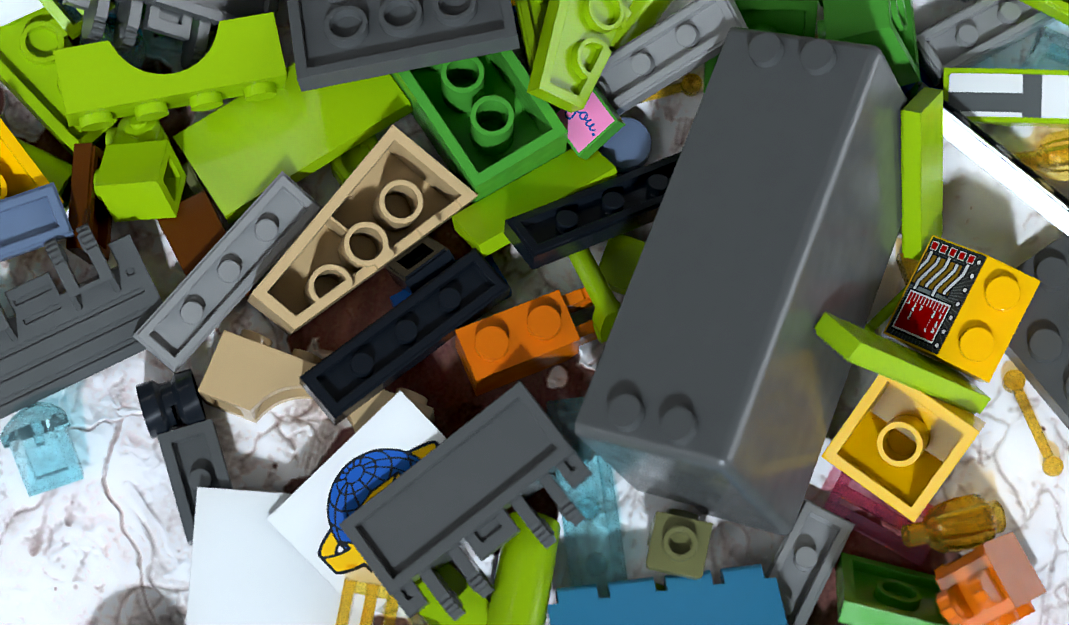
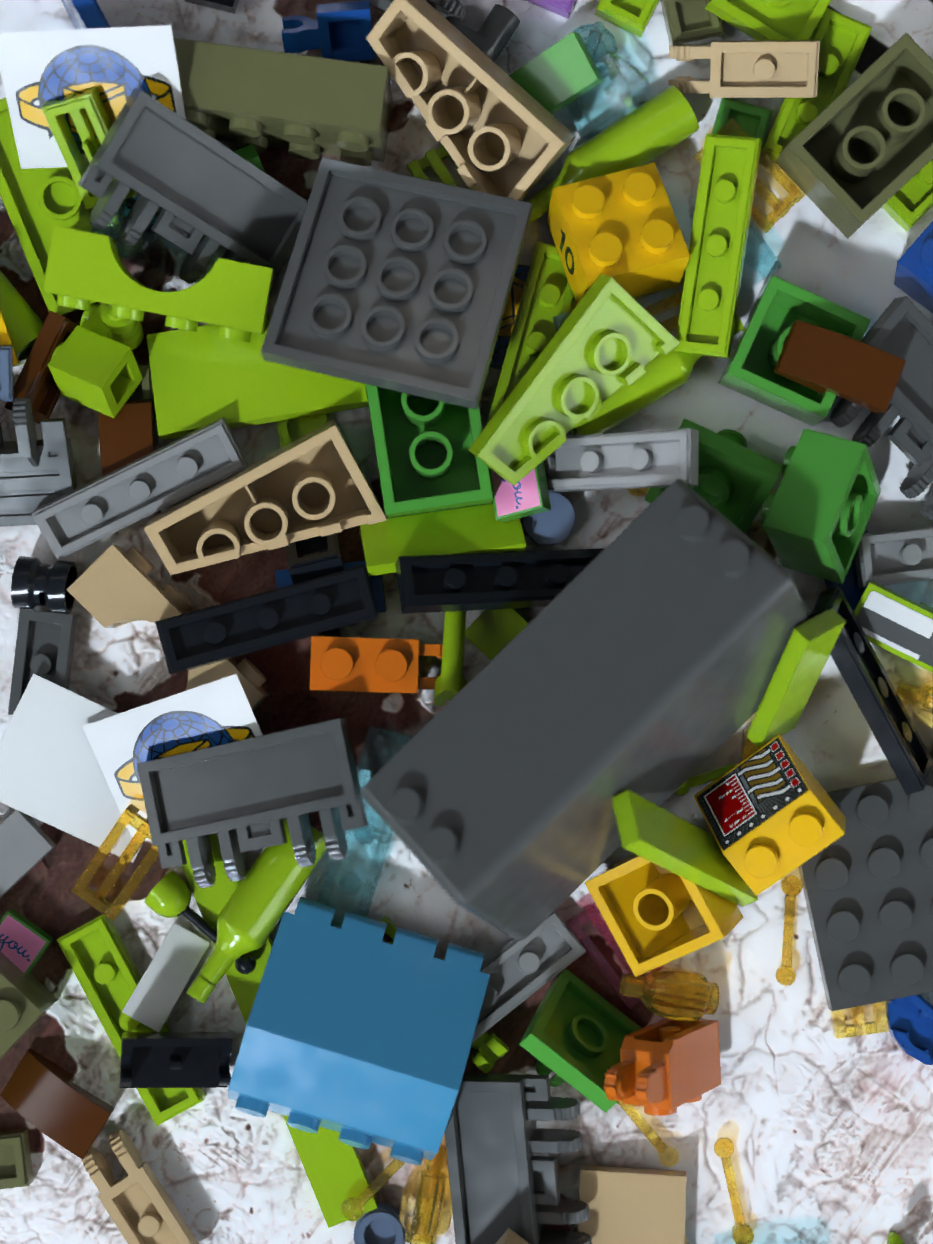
camera: 30 degrees right, 15 degrees up
(678, 543) = (420, 908): olive bracket -> none

